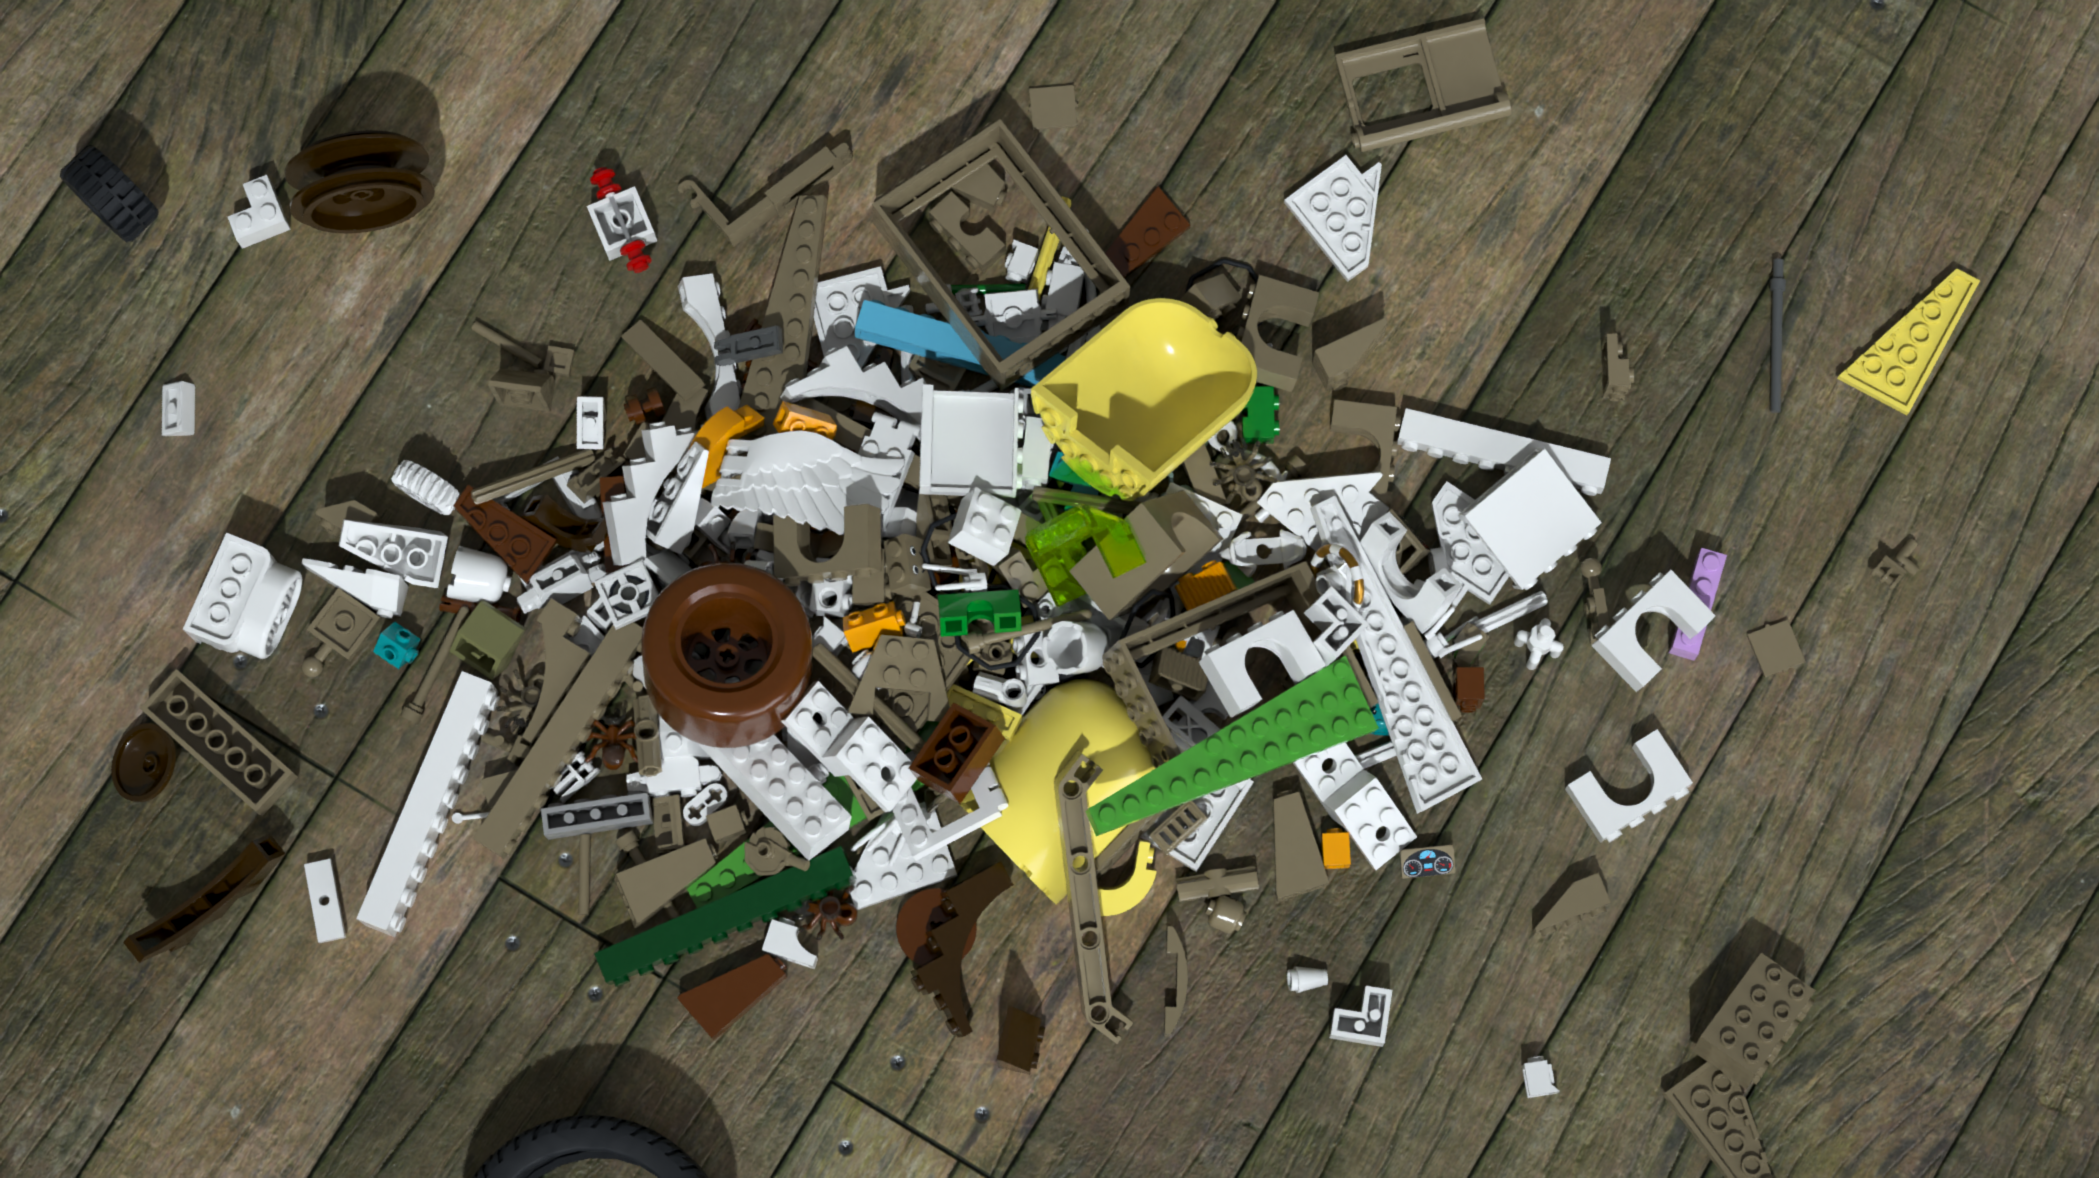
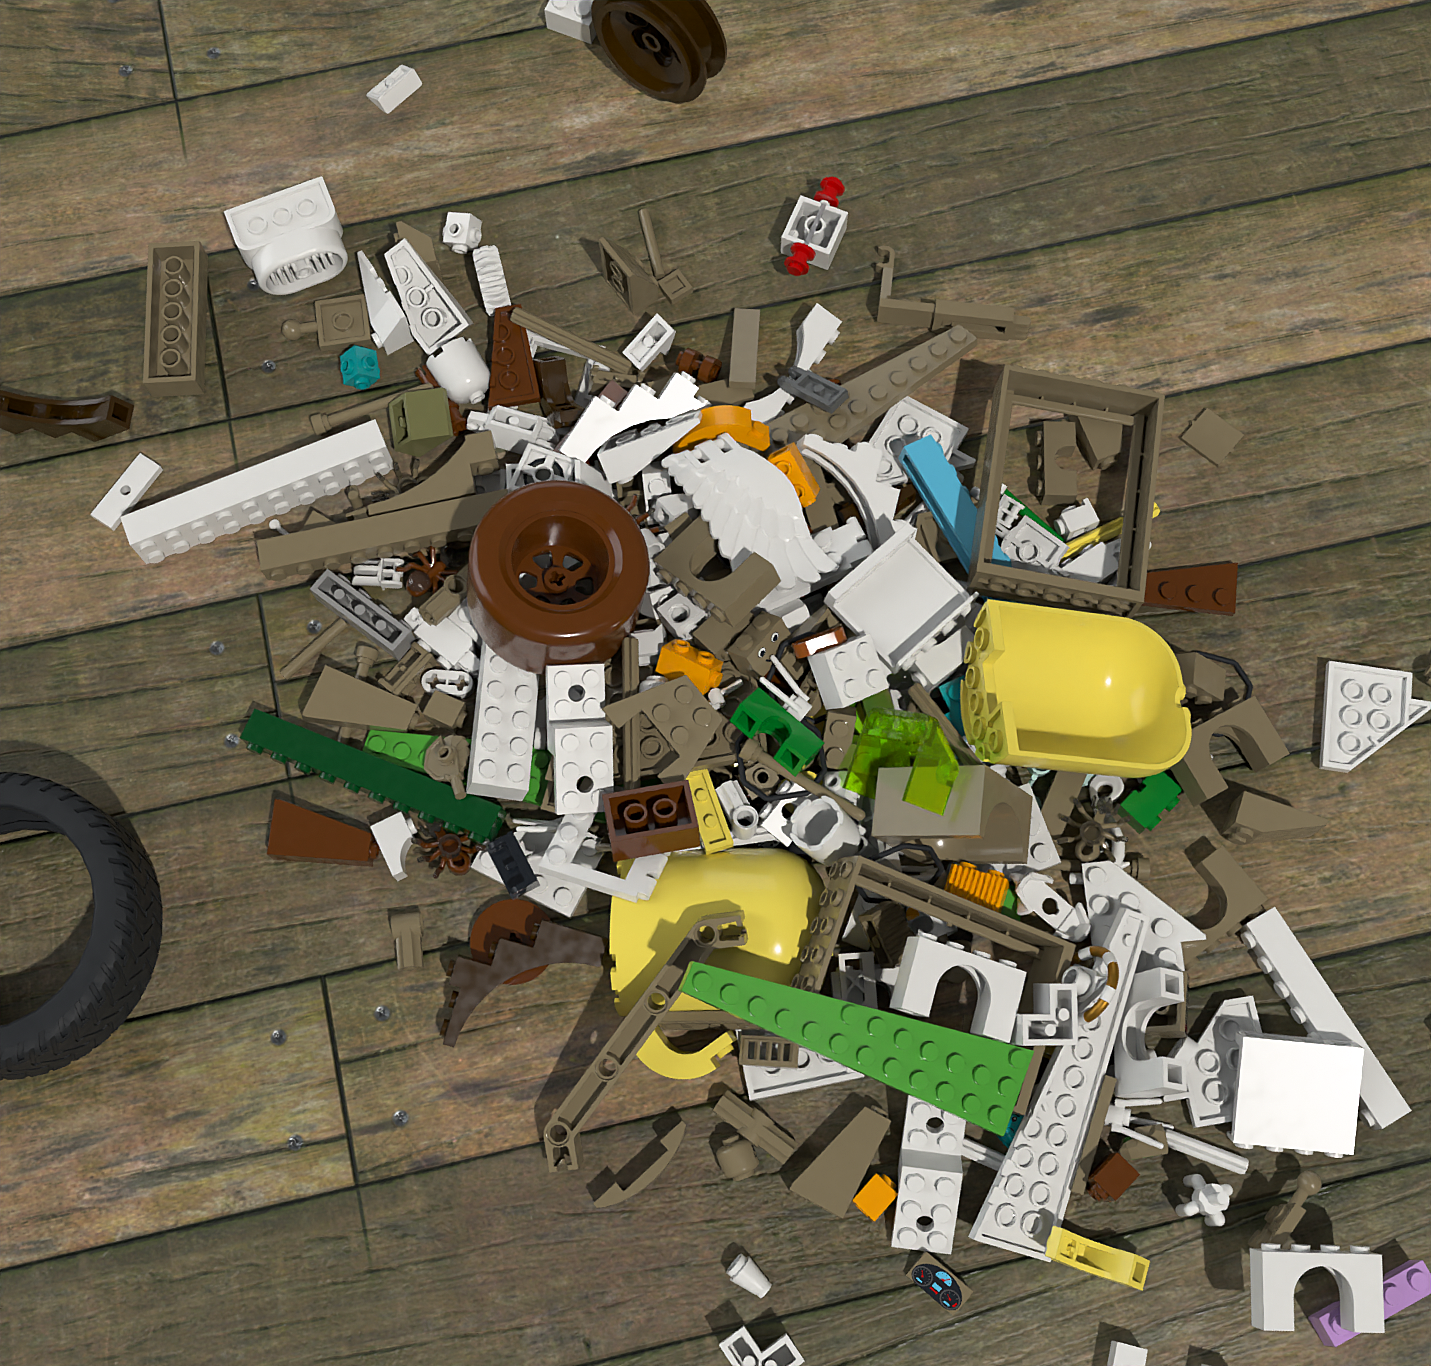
camera: 45 degrees right, 5 degrees down
(143, 762) = (114, 285): dark brown dish -> none
(361, 472) = (462, 232): none -> white brick
(862, 994) = (407, 932): none -> dark tan piece
(886, 878) = (512, 865): none -> black hinge
(946, 525) = (819, 642): none -> dark orange beam
(1019, 1041) = (477, 1091): dark brown slope -> none
(1508, 747) = (1096, 1258): none -> light yellow arch

